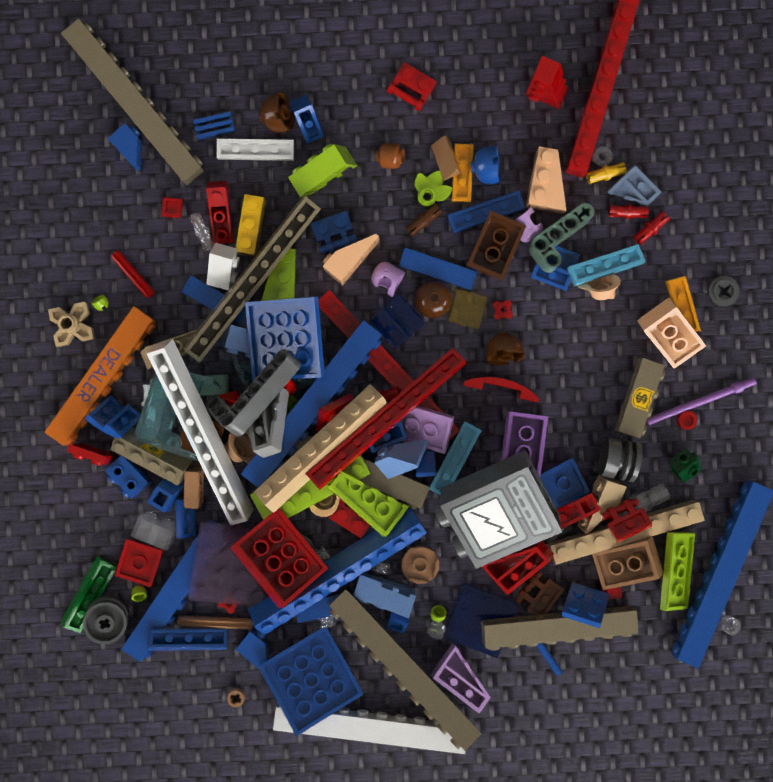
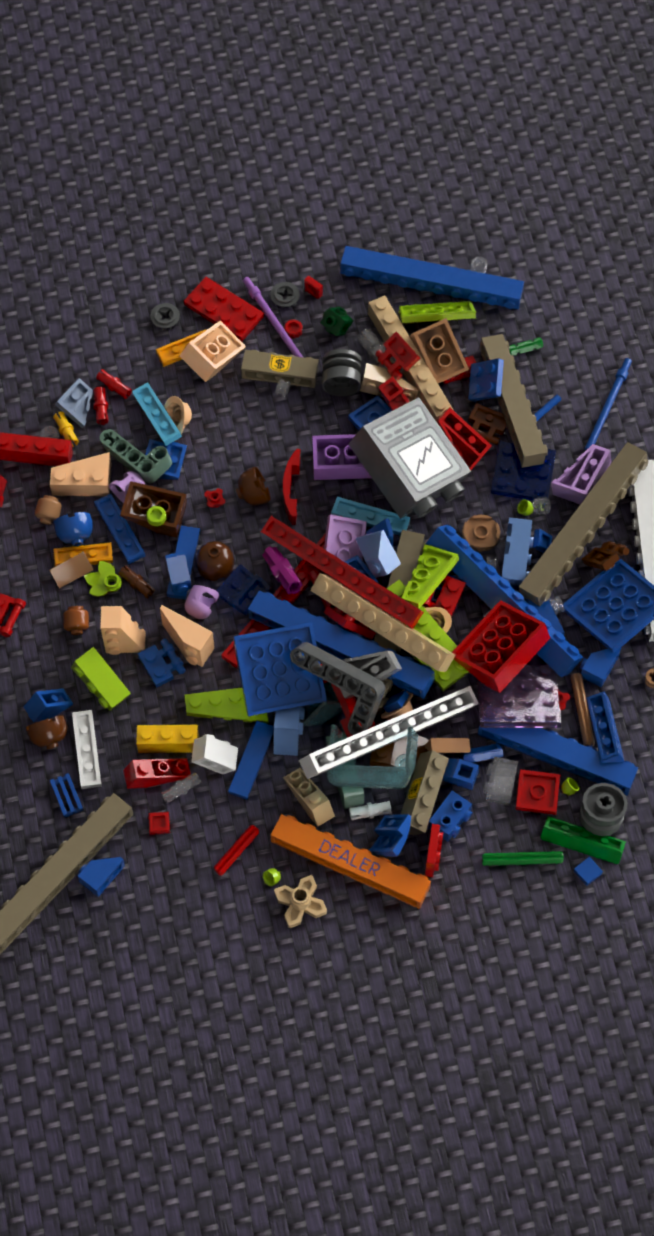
camera: 100 degrees left, 25 degrees down
(56, 592) = (588, 871): none -> blue tile
(79, 534) = (522, 858): none -> green axle
(244, 447) = (396, 701): none -> blue tile
(251, 278) = (219, 721): dark tan brick -> none
(363, 193) = (120, 632): none -> light nougat wedge
(364, 677) = (605, 556): none -> reddish brown plate
(406, 362) = (282, 570): none -> magenta piece
(416, 259) = (178, 572): none -> slope
(468, 309) = (219, 529): clear yellow piece -> none
(481, 245) = (156, 516): none -> lime tile
(516, 143) = (48, 509): none -> medium nougat head
(573, 742) = (621, 376): none -> blue bar
(616, 397) = (283, 387): none -> clear bush
(624, 653) = (526, 346): none -> green axle
(723, 353) = (220, 304): none -> red plate
(731, 448) = (313, 287): none -> red tile
(735, 413) = (278, 291): none -> dark grey gear

